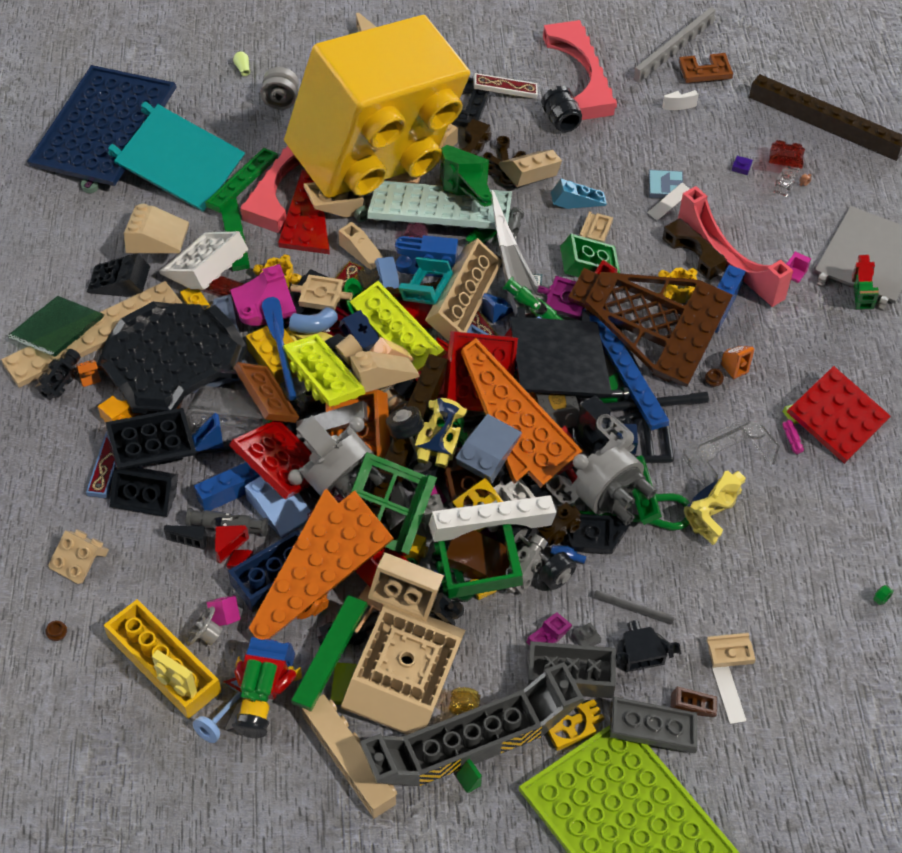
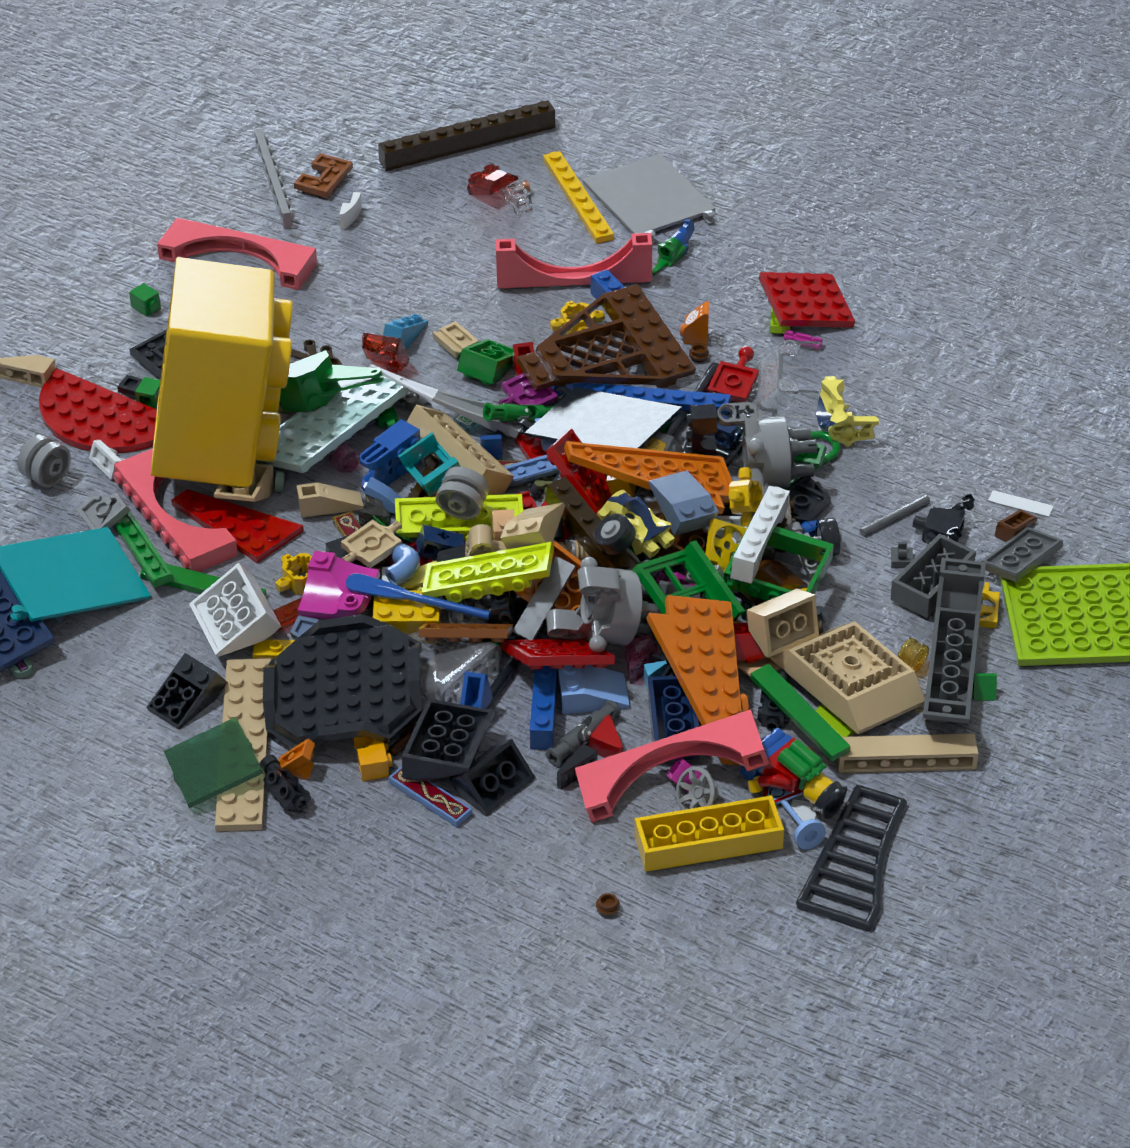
camera: 55 degrees left, 10 degrees down
(75, 555) = (532, 856): tan bracket -> none
(154, 231) = (159, 635): tan slope -> none
(174, 674) = (755, 809): light yellow plate -> none
(206, 799) = (877, 869): none -> black bar
(238, 557) = (634, 739): red slope -> none
(250, 617) = (728, 738): none -> coral arch
(258, 143) = (103, 511): none -> light grey plate
(401, 312) = (462, 493): none -> light grey wheel
(488, 51) = (144, 299): none -> green brick
(531, 167) = (338, 338): tan slope -> none
(532, 482) = (745, 496): none -> yellow piece
(538, 198) = (385, 351): none -> clear red slope
(551, 631) = (879, 577): magenta slope -> none
(562, 109) = (292, 284): black piece -> none
(663, 182) = (443, 272): tile -> none
(668, 202) = (468, 279): white sticker -> none
(681, 235) = (522, 290): dark brown arch -> none
(700, 416) = (735, 379): none -> red plate
(730, 650) = (984, 479): tan plate -> none
(742, 165) = (468, 216): dark purple plate -> none
(799, 264) = (620, 238): dark pink panel -> none
(822, 300) = (674, 247): none -> green animal
(827, 213) = (578, 197): none -> yellow plate
(864, 292) = (684, 205): hips -> none
(883, 594) = (1002, 368): green tile -> none

